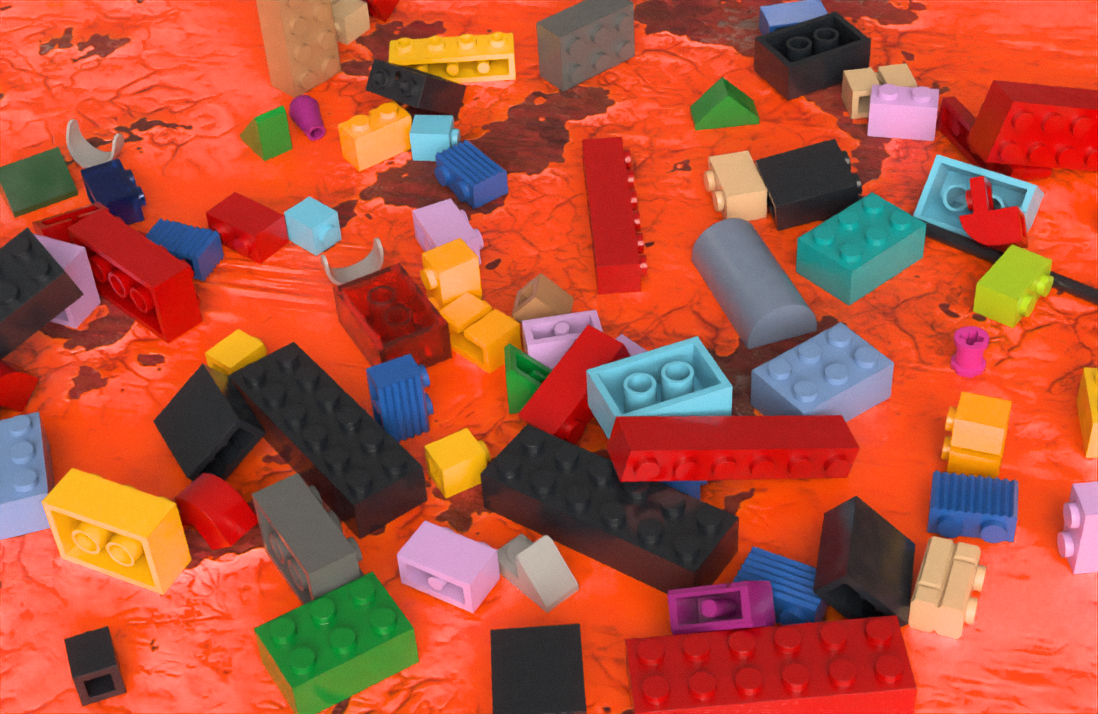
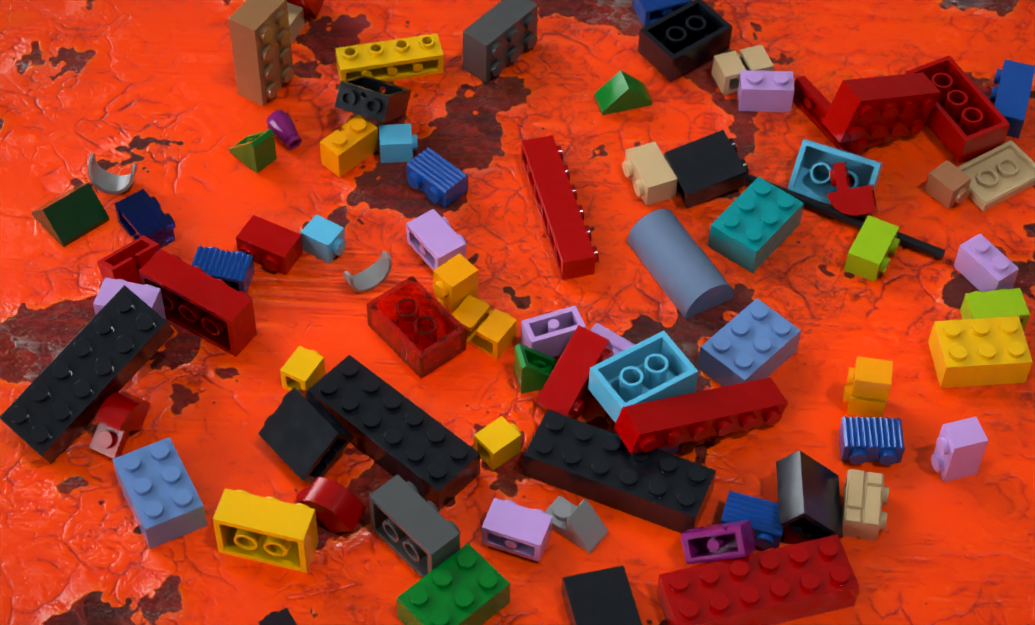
camera: 15 degrees left, 10 degrees up
(400, 397) = (444, 394): blue brick -> none
(541, 299) = (528, 299): medium nougat brick -> none
(970, 345) = (850, 306): dark pink bush -> none

